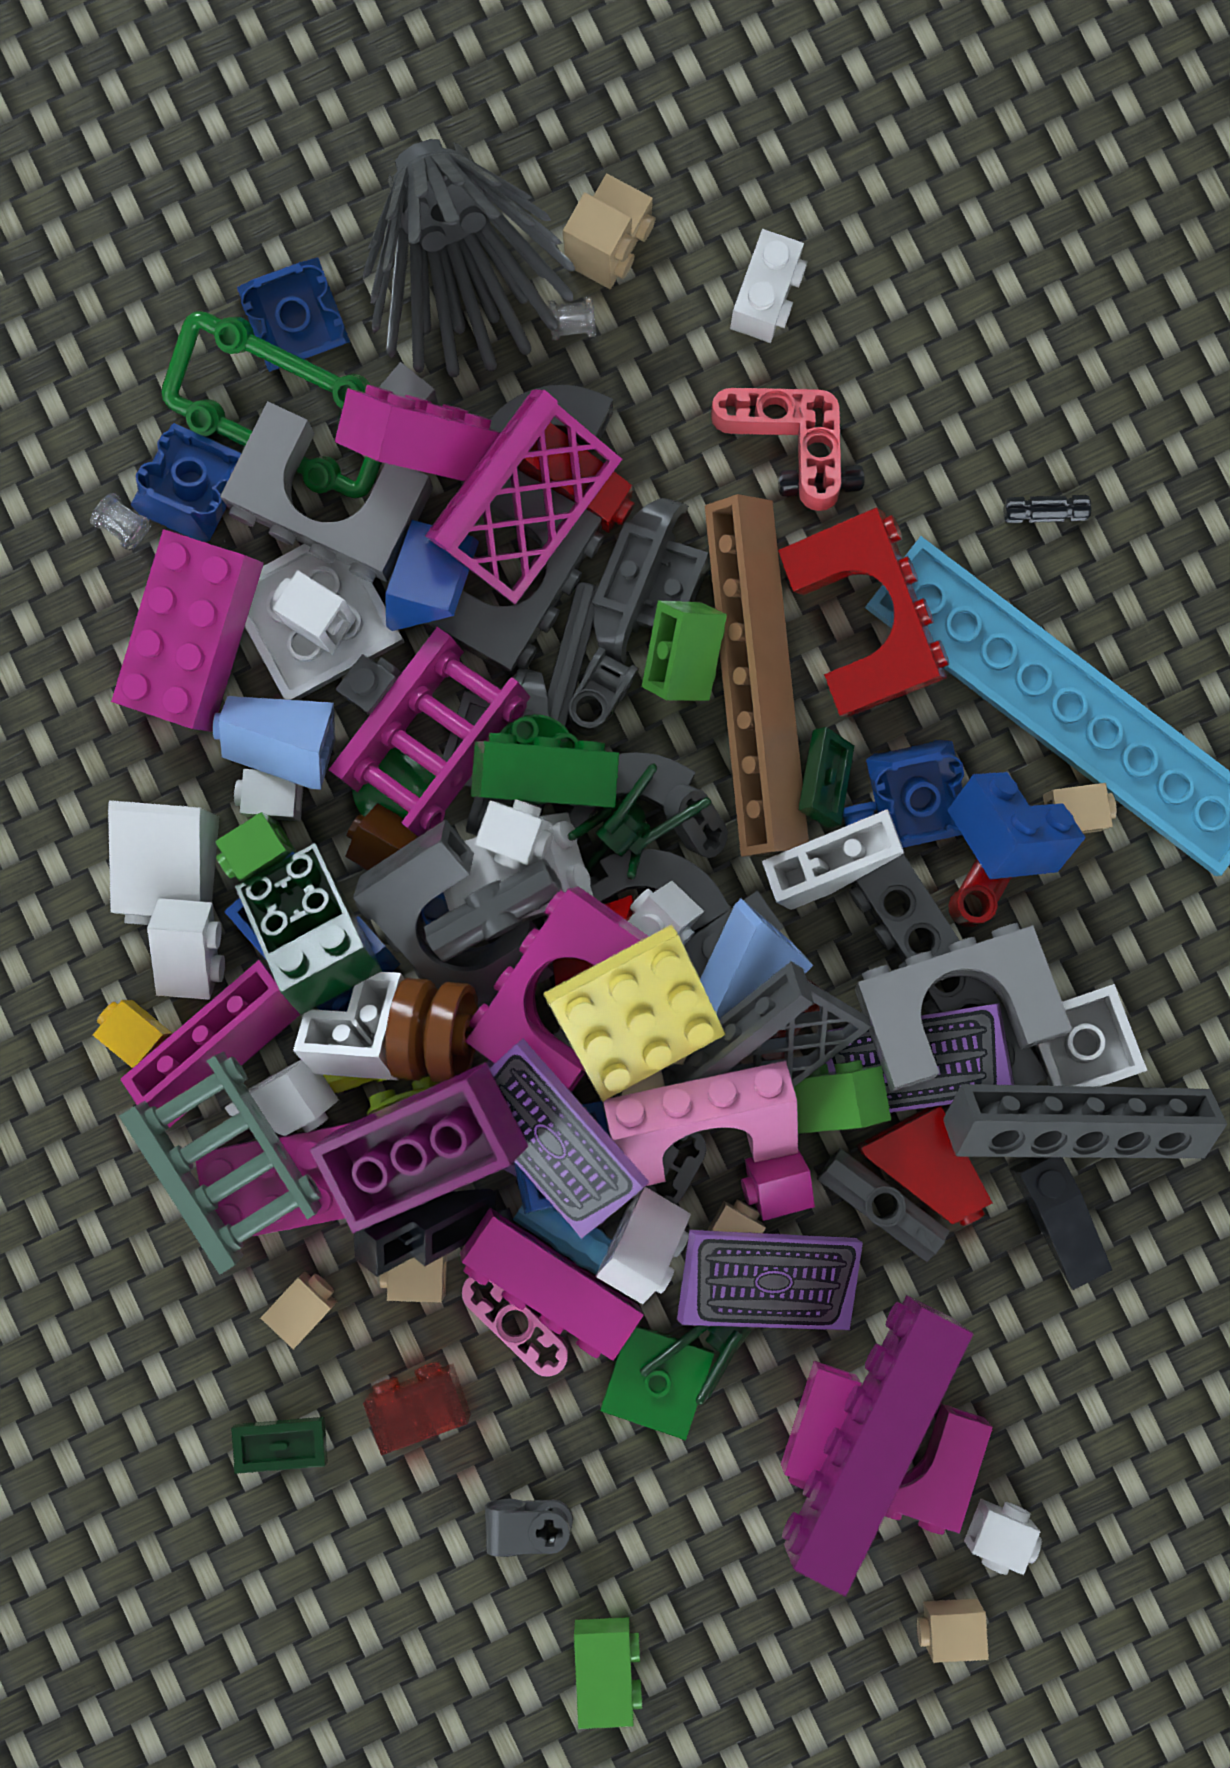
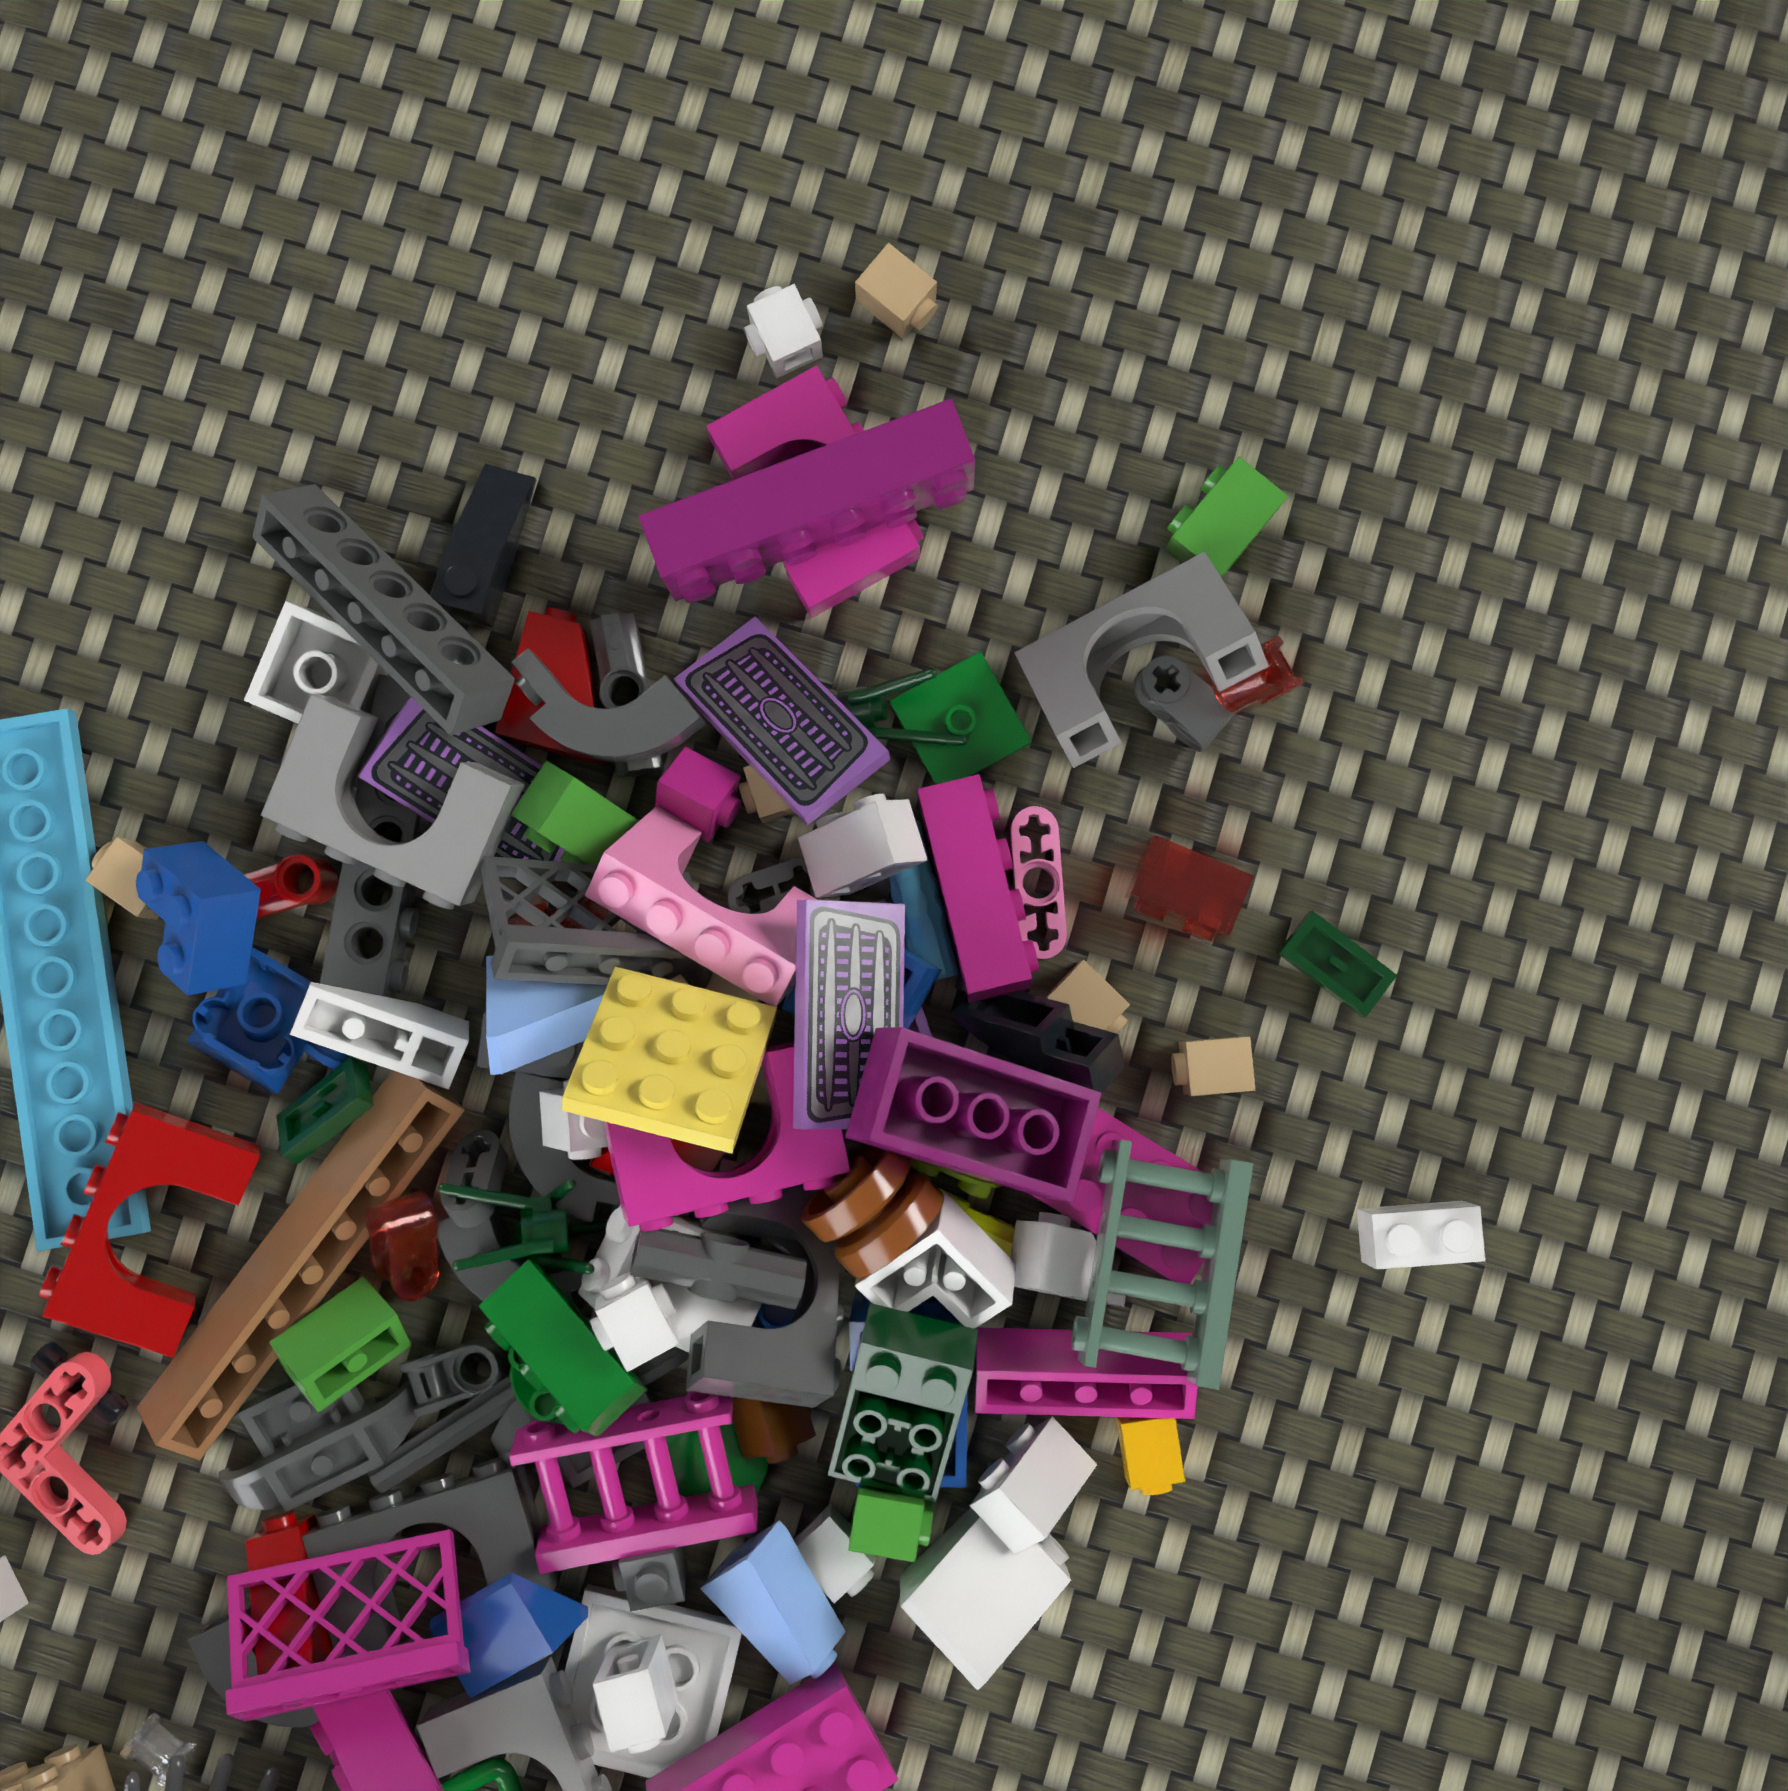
camera: 140 degrees left, 0 degrees up
(77, 1320) = (1420, 1234): none -> white brick
(493, 1586) = (1262, 686): none -> clear red piece
(581, 1591) = (1178, 606): none -> light grey arch
(701, 743) = (405, 1244): none -> clear red piece
(859, 1179) = (626, 733): none -> dark grey arch

